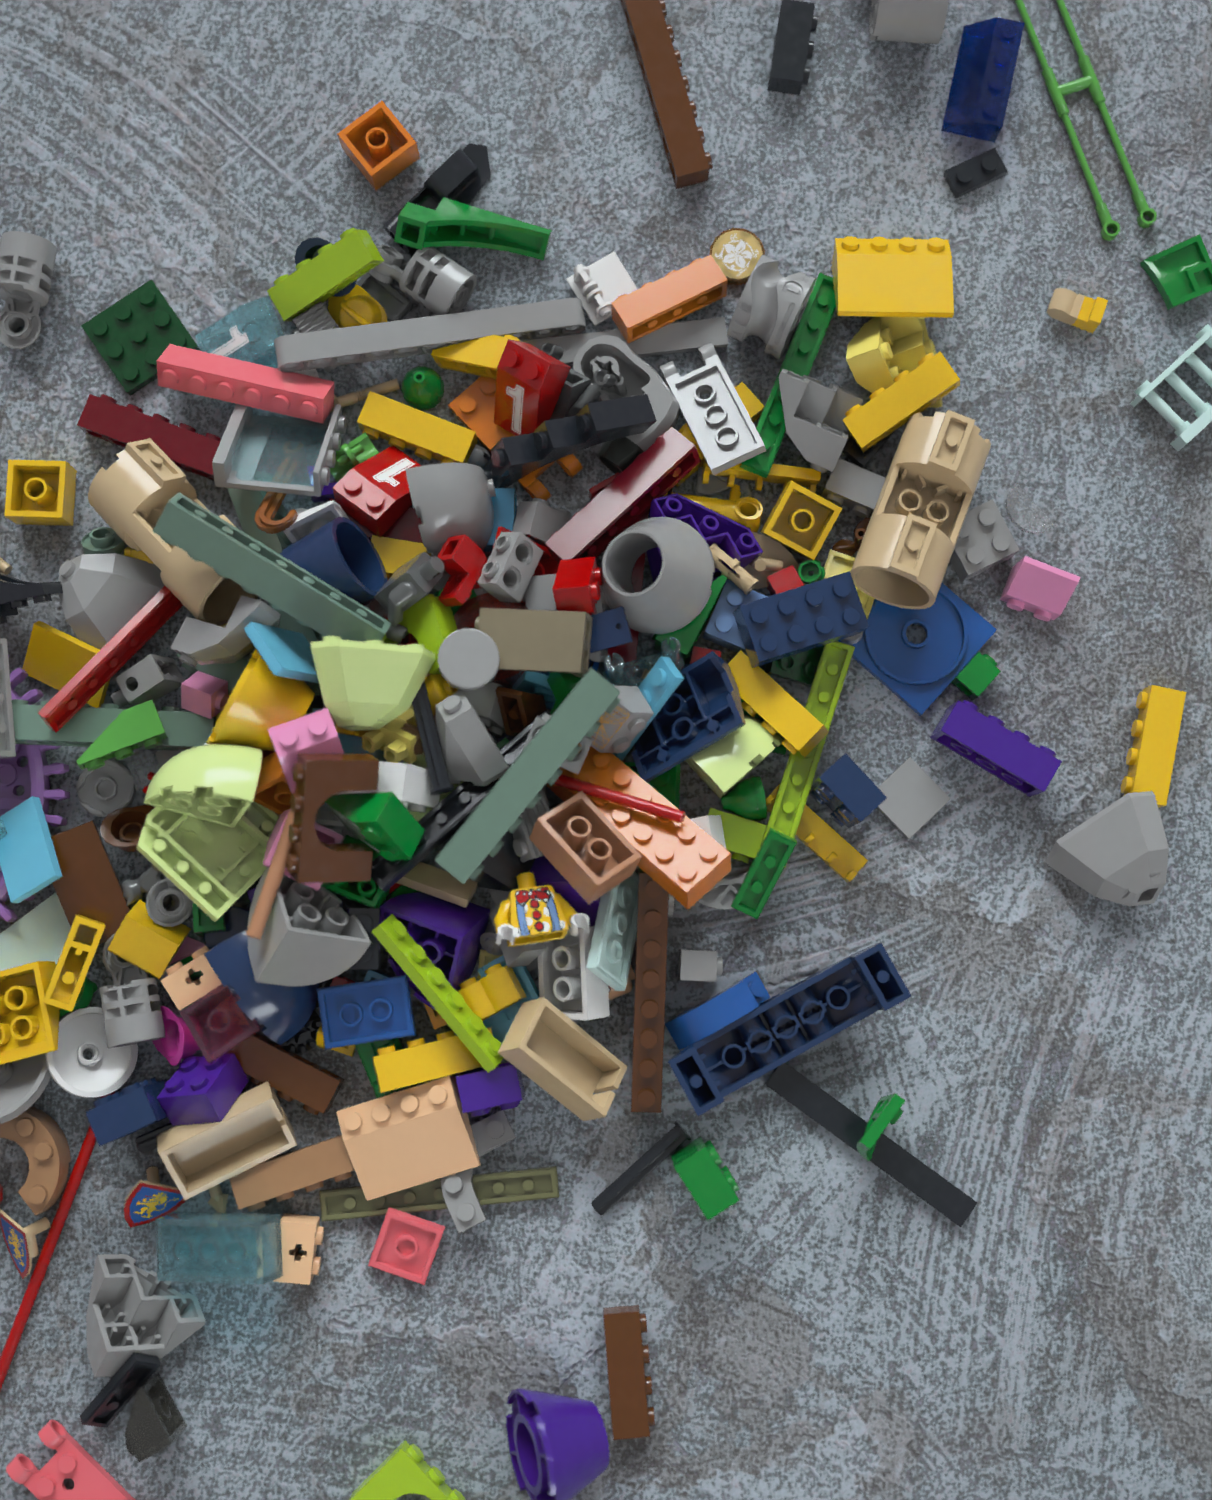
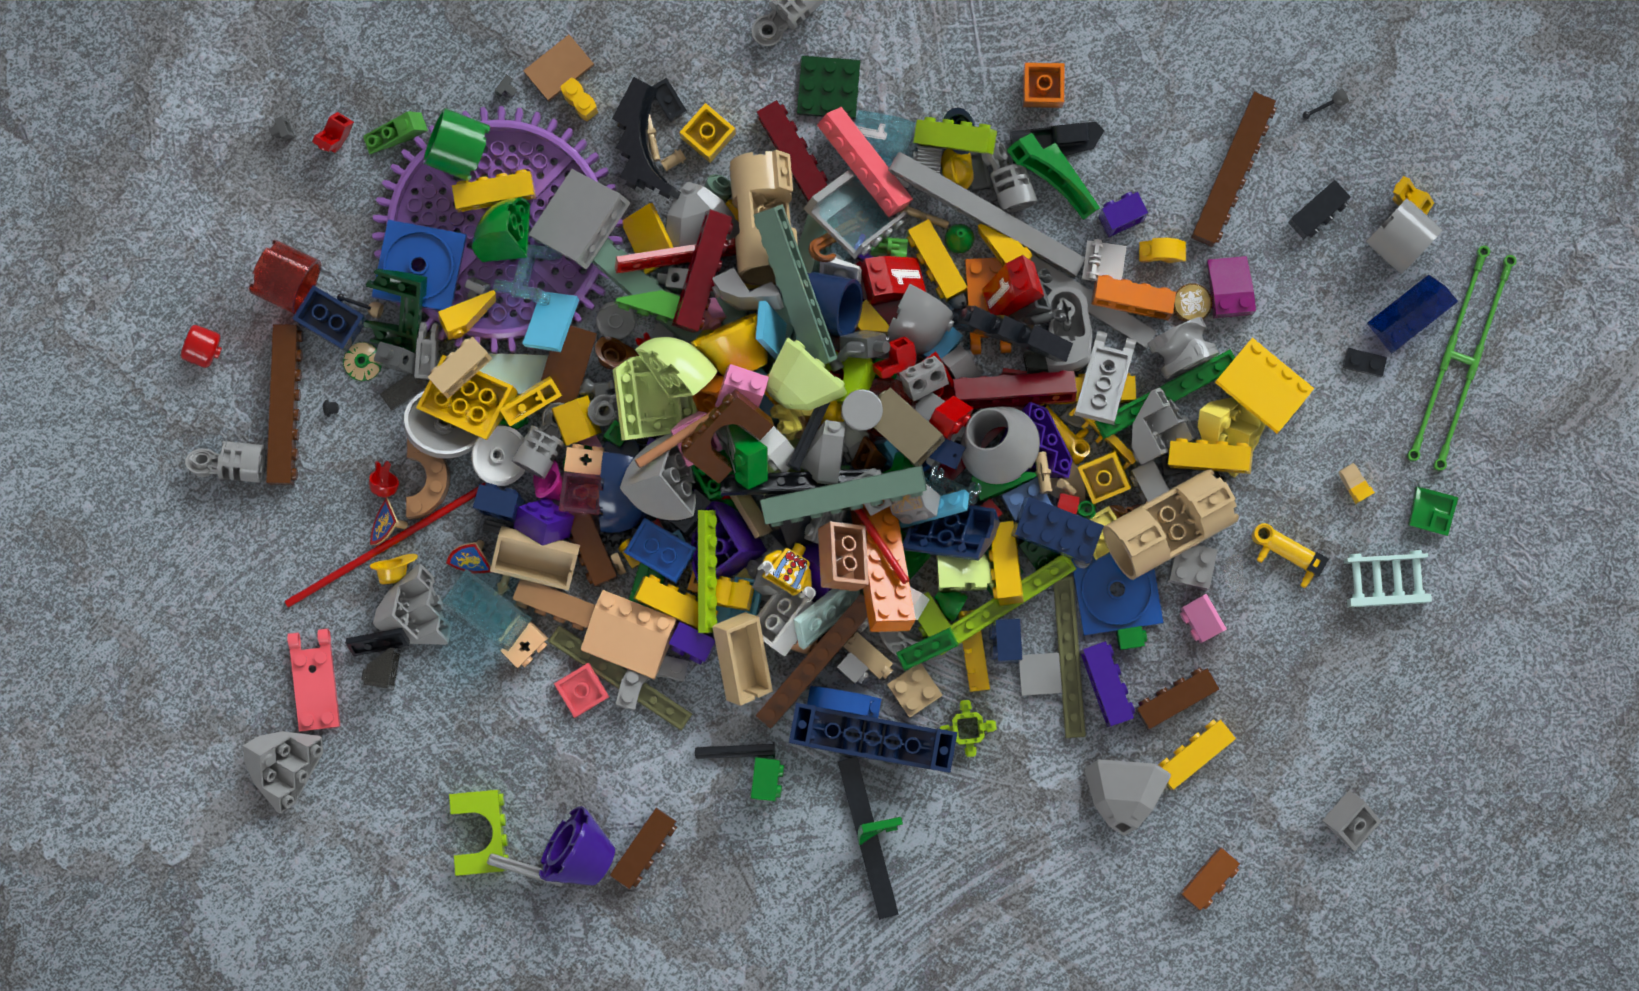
camera: 40 degrees right, 0 degrees up
(27, 555) = (673, 160): none -> tan pin
(71, 1289) = (394, 569): none -> yellow piece
(151, 644) = (702, 268): none -> dark red brick
(327, 1061) = (618, 563): none -> tan tile
(582, 215) = (1122, 214): none -> dark purple brick
(658, 219) = (1162, 249): none -> yellow brick
(704, 935) = (869, 655): none -> tan brick
(766, 205) = (1231, 287): none -> magenta slope
(785, 931) = (914, 690): none -> tan plate
(901, 903) = (989, 726): none -> lime piece
(927, 754) = (1069, 658): none -> olive tile
(1082, 700) = (1177, 698): none -> reddish brown brick
(1104, 433) = (1311, 562): none -> yellow piece

